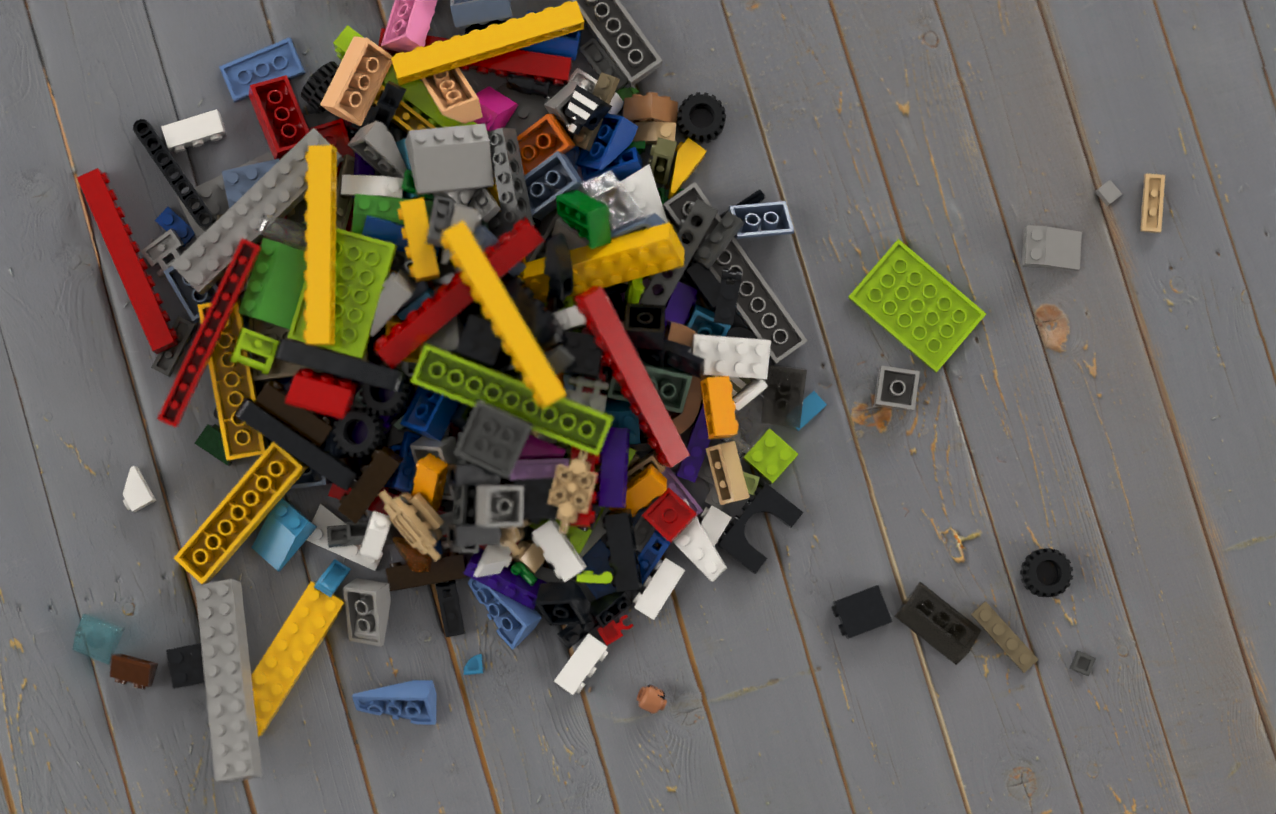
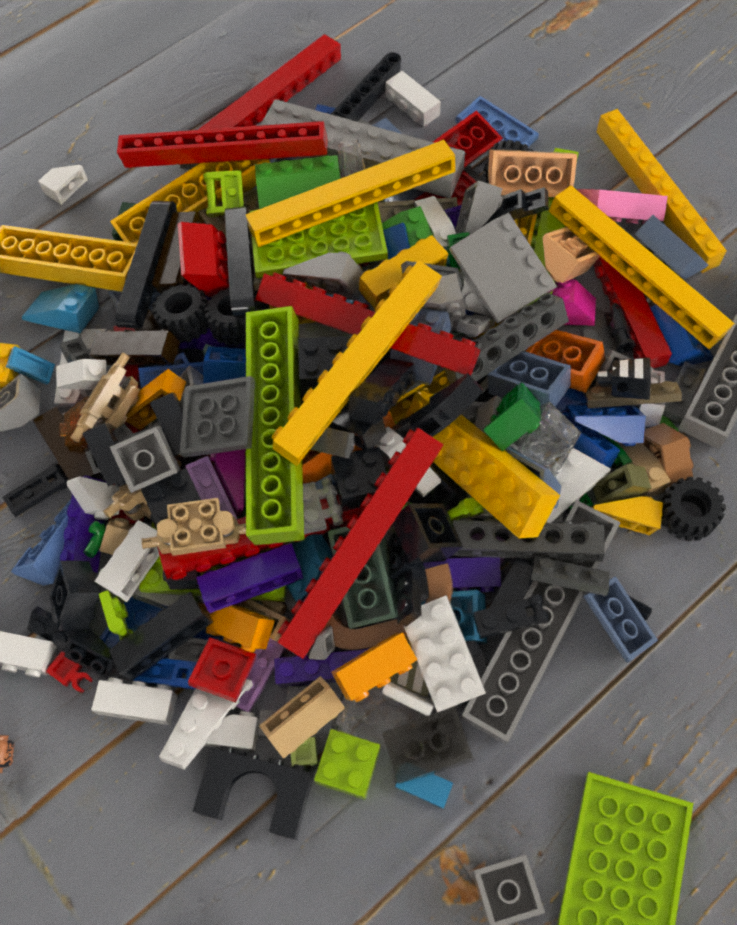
camera: 75 degrees right, 20 degrees down
(687, 437) = (323, 645): none -> light grey slope

